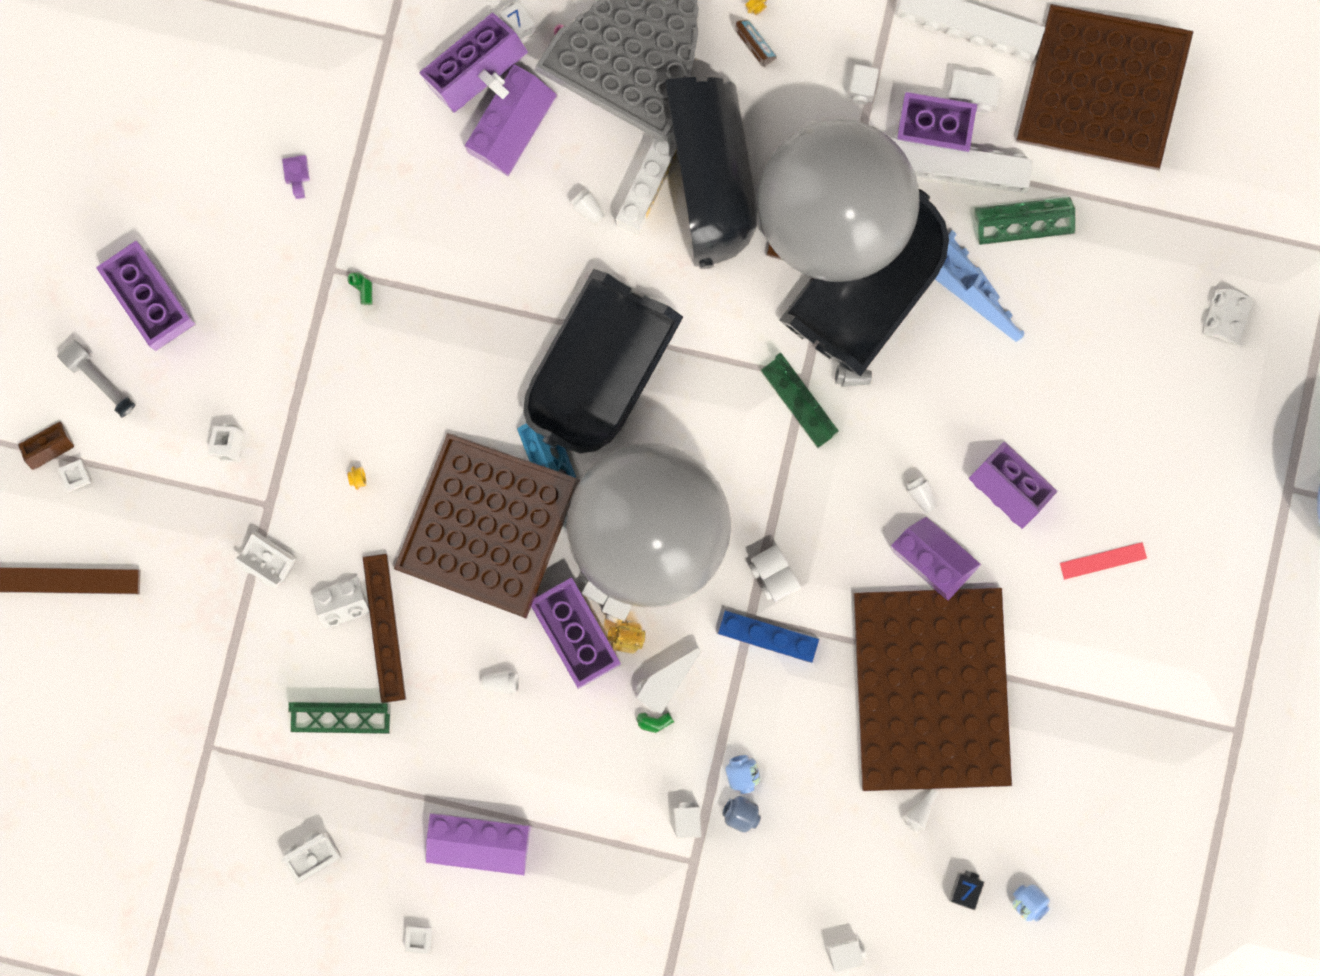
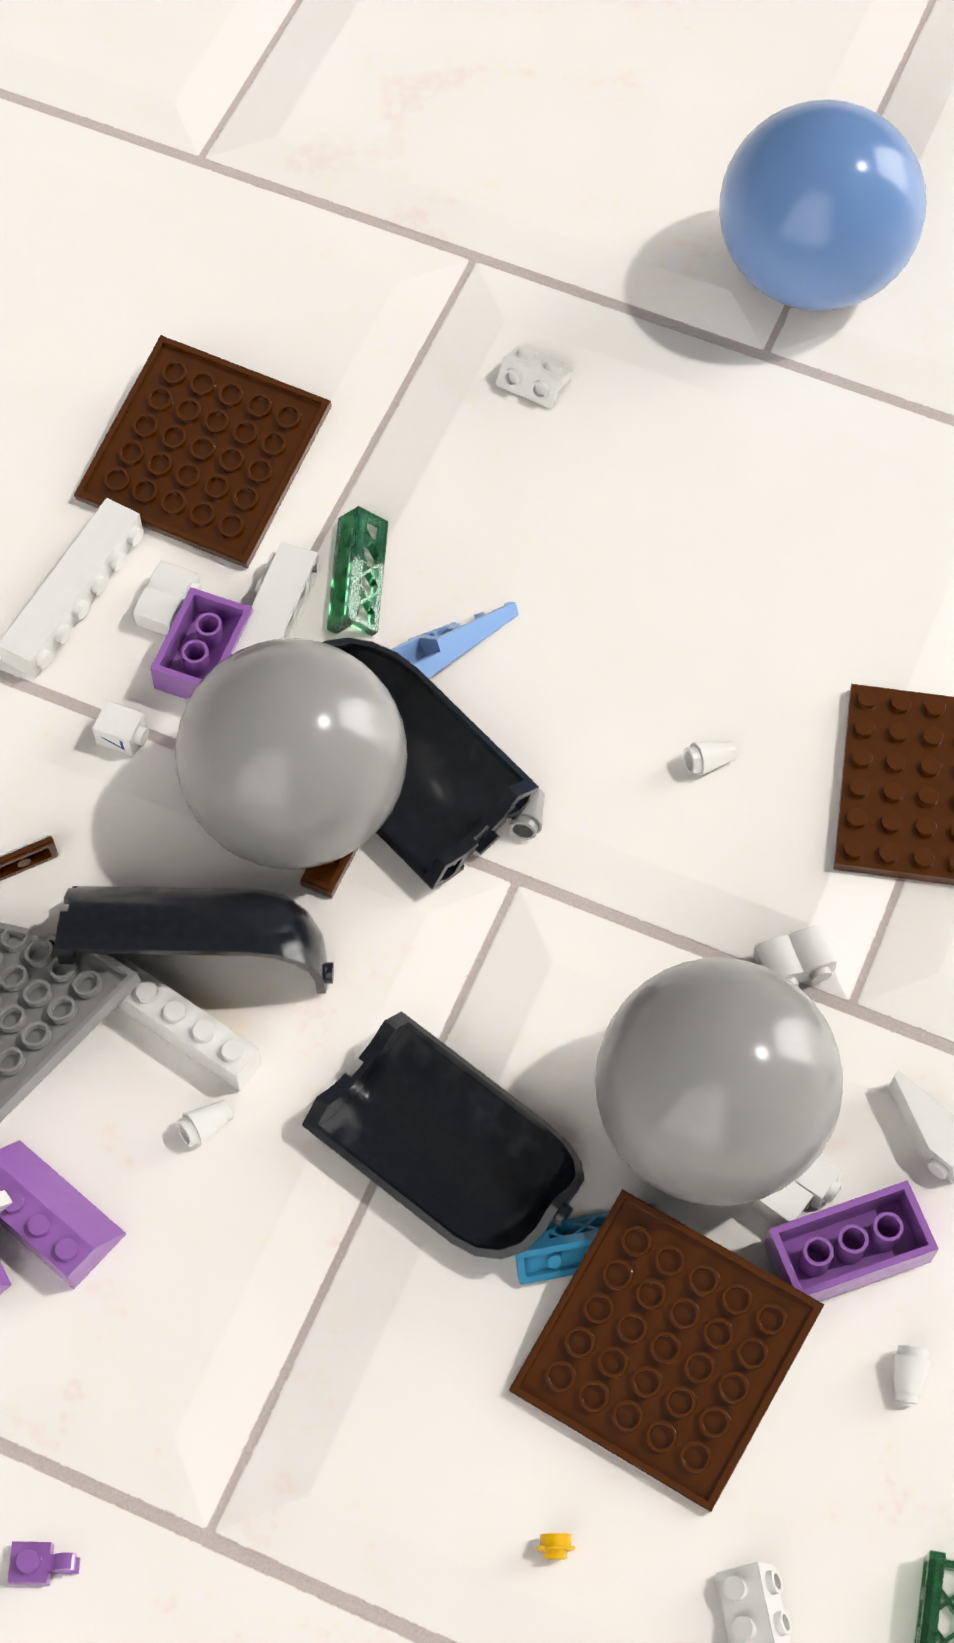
camera: 85 degrees left, 20 degrees down
(363, 285) = (246, 1484): green arm -> none
(384, 628) = (803, 1544): reddish brown tile -> none
(626, 636) = (862, 1172): clear yellow head -> none
(768, 636) = (882, 987): blue plate -> none
(799, 401) = (550, 884): clear green fence -> none
(935, 557) = (803, 751): medium lavender slope -> none
(1013, 485) = (716, 646): medium lavender slope -> none
(1103, 560) = (828, 567): coral sticker -> none

